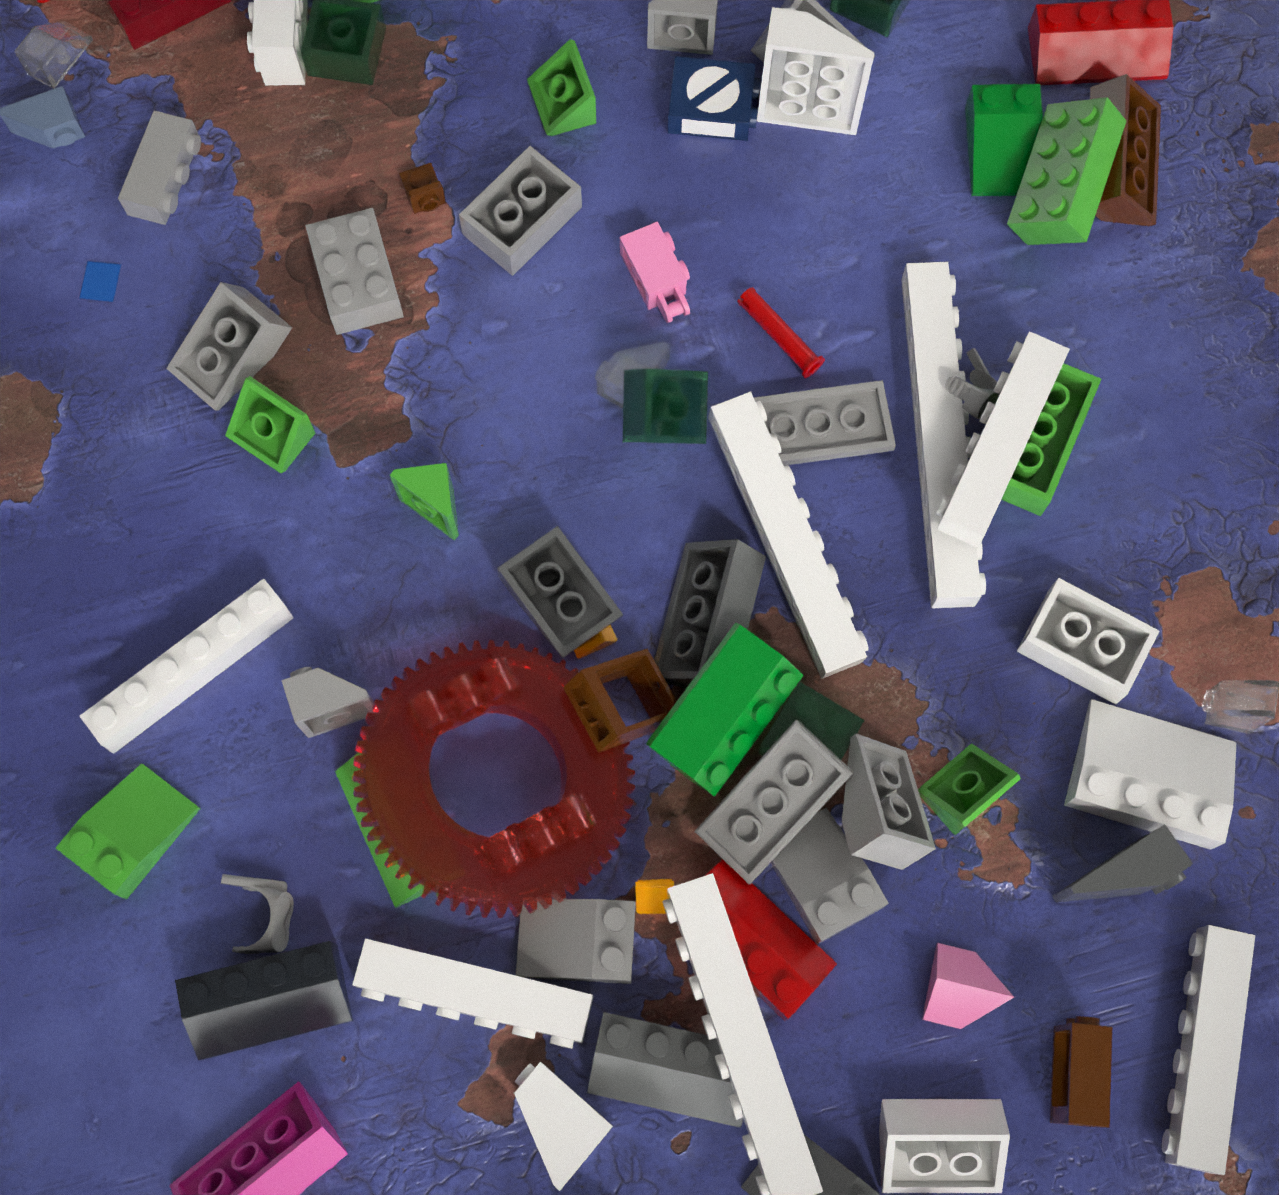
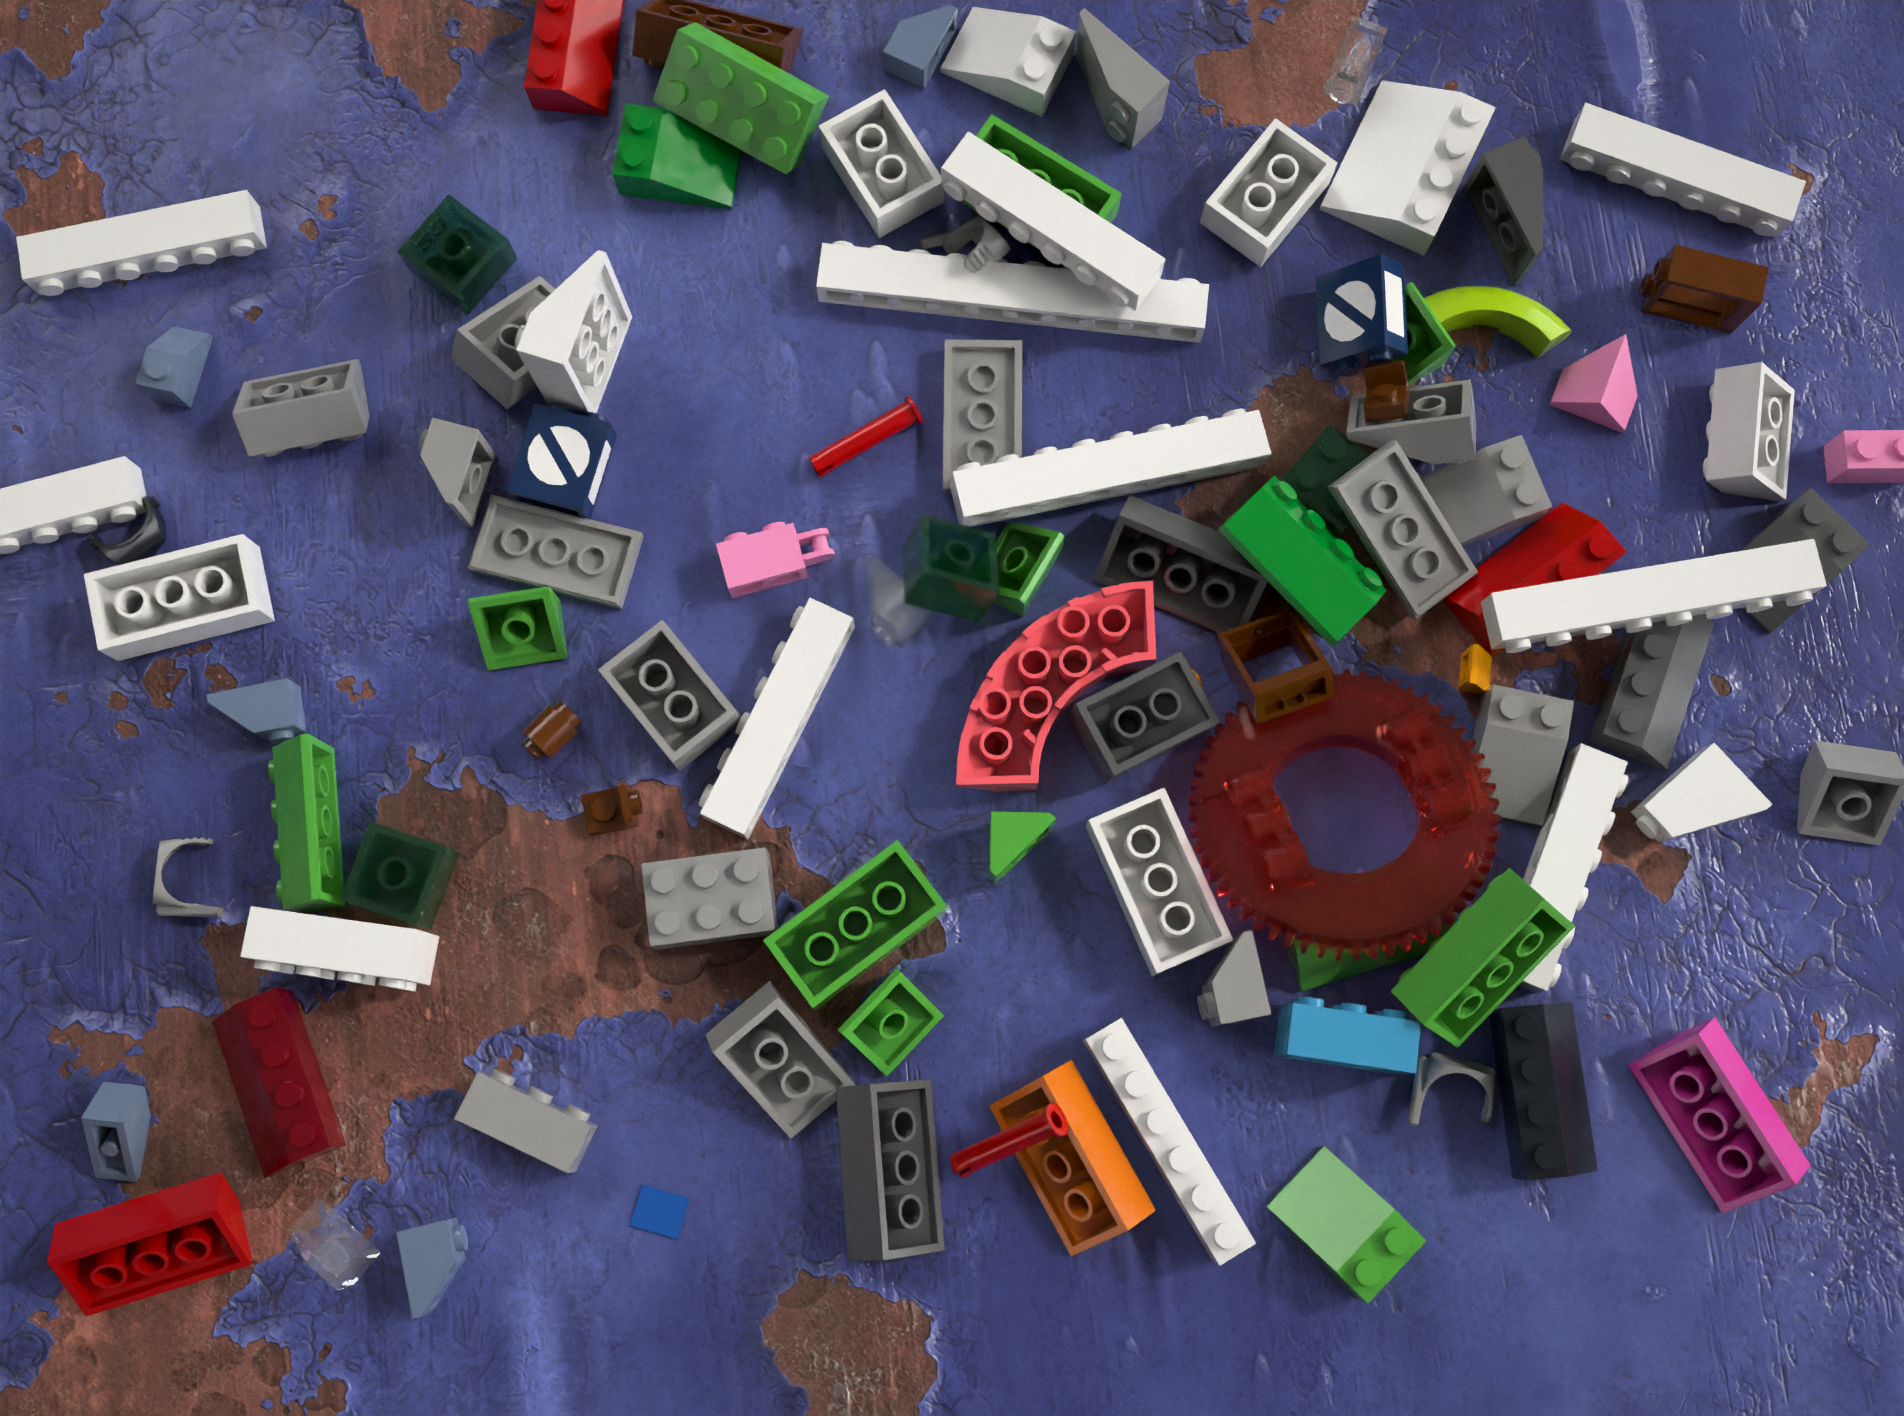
camera: 80 degrees left, 5 degrees up
(144, 446) = (889, 1170): none -> dark grey slope
(167, 592) = (1083, 1174): none -> orange slope
(184, 551) = (1010, 1141): none -> red pin
(289, 804) = (1348, 1036): none -> dark azure brick
(344, 384) = (856, 925): none -> bright green brick
(369, 910) = (1482, 958): none -> bright green brick
(410, 623) = (1158, 882): none -> white brick
(480, 130) = (550, 731): none -> reddish brown brick
(516, 299) = (777, 718): none -> white brick
(588, 506) = (1044, 674): none -> coral brick
(635, 111) = (556, 551): none -> light grey tile
(683, 476) = (1023, 563): none -> bright green slope
(902, 770) = (1386, 391): none -> reddish brown bracket
(979, 739) = (1361, 315): none -> dark blue brick
(1021, 869) = (1500, 308): none -> lime brick
(1036, 297) = (881, 163): none -> white brick
(1150, 502) = (1122, 83): none -> light grey slope
(1163, 320) = (919, 45): none -> sand blue slope
(1171, 401) = (1011, 56): none -> white slope

